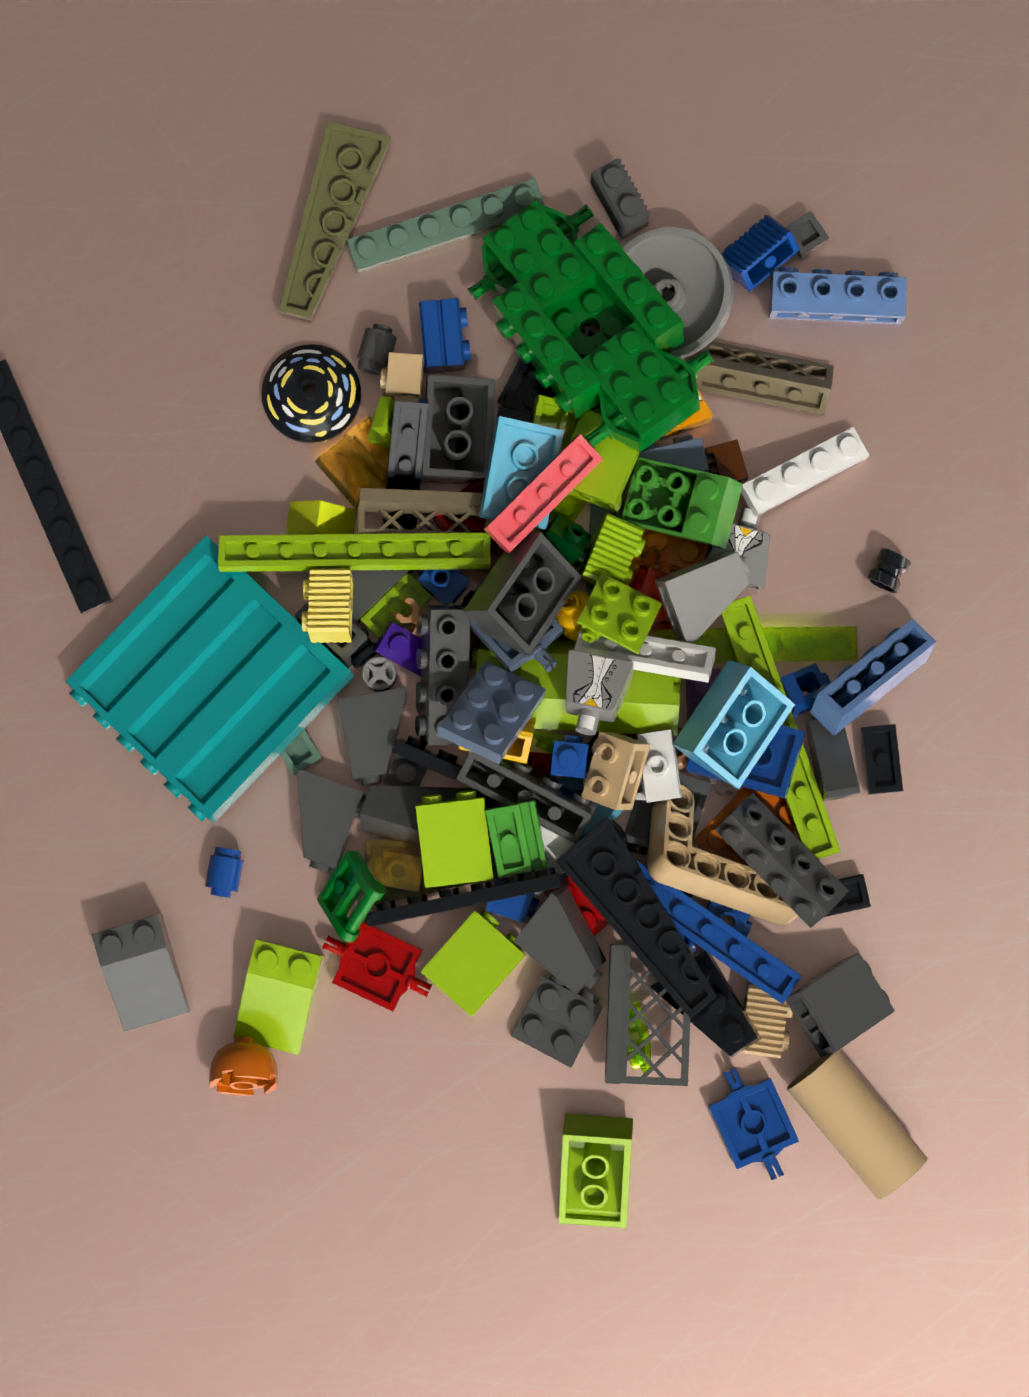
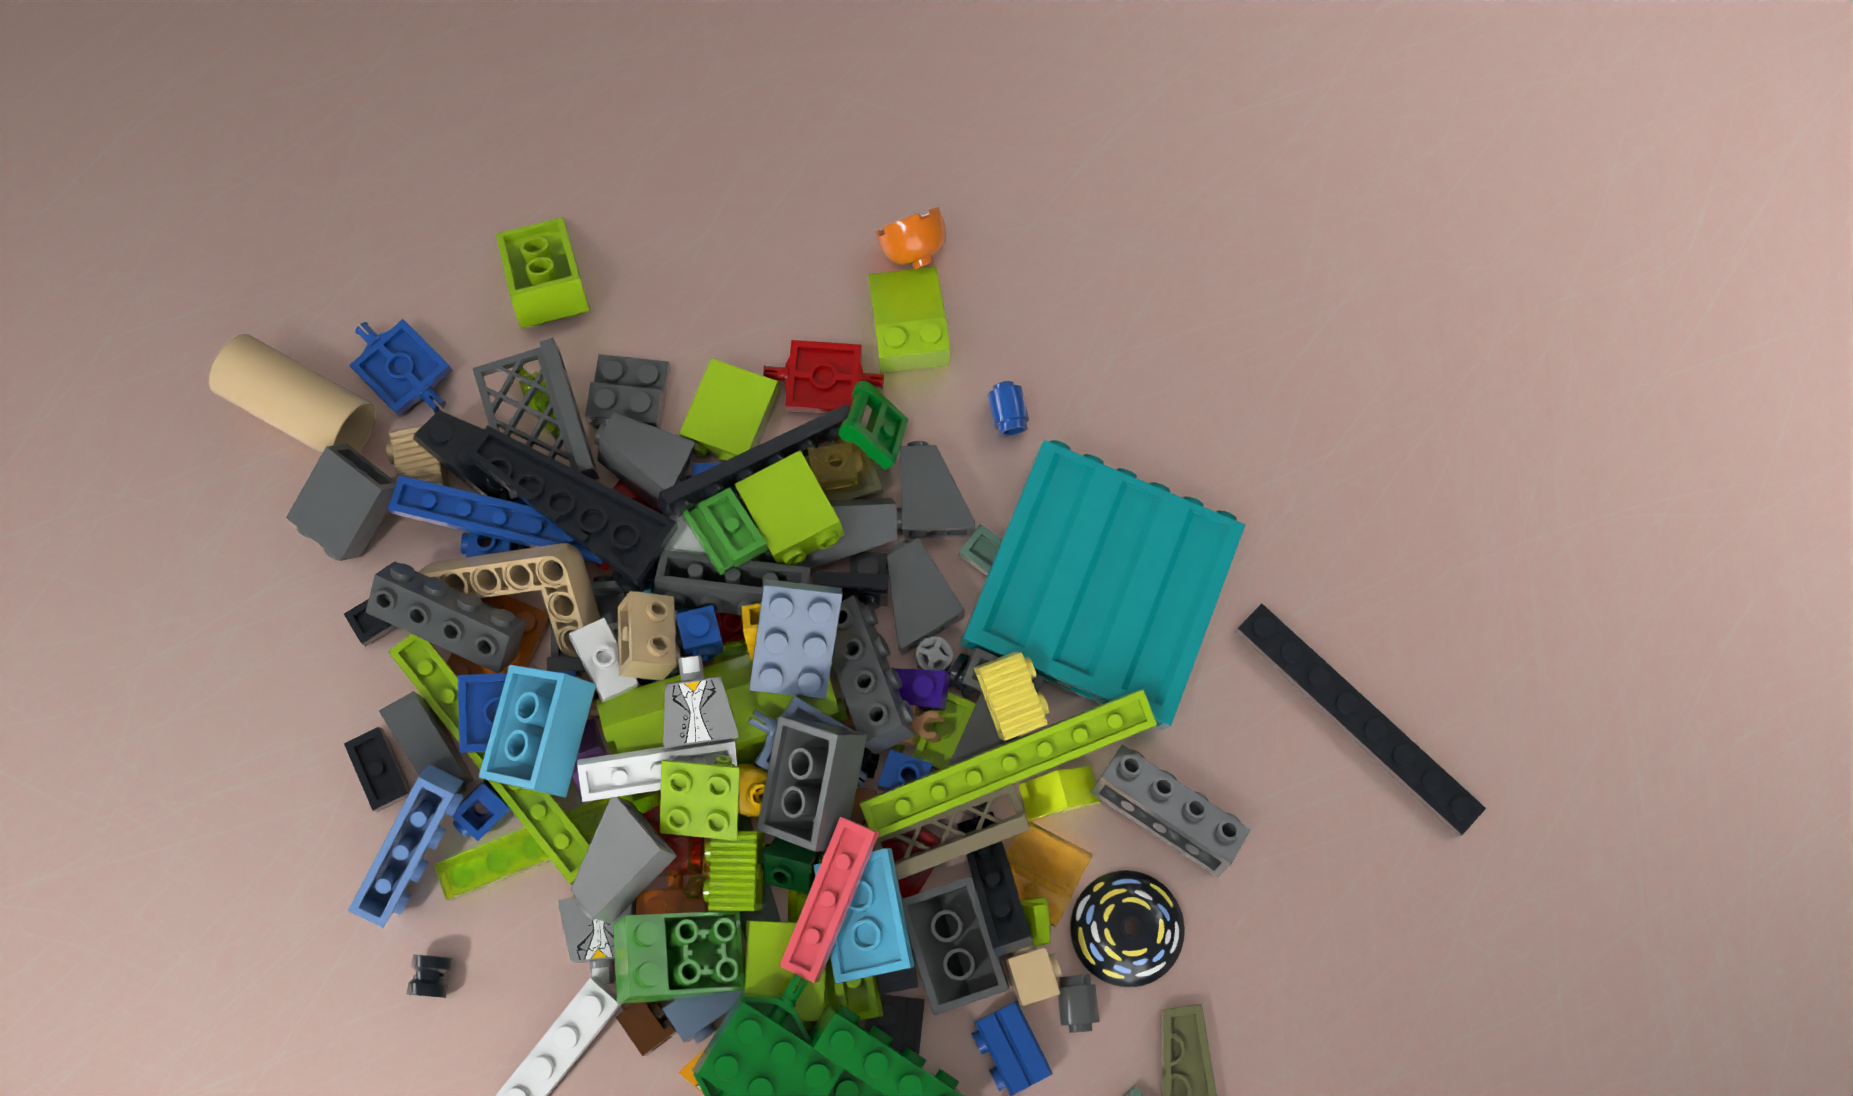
camera: 155 degrees right, 10 degrees down
(141, 972) = (1050, 292): slope -> none
(236, 469) = (1171, 811): none -> dark grey brick

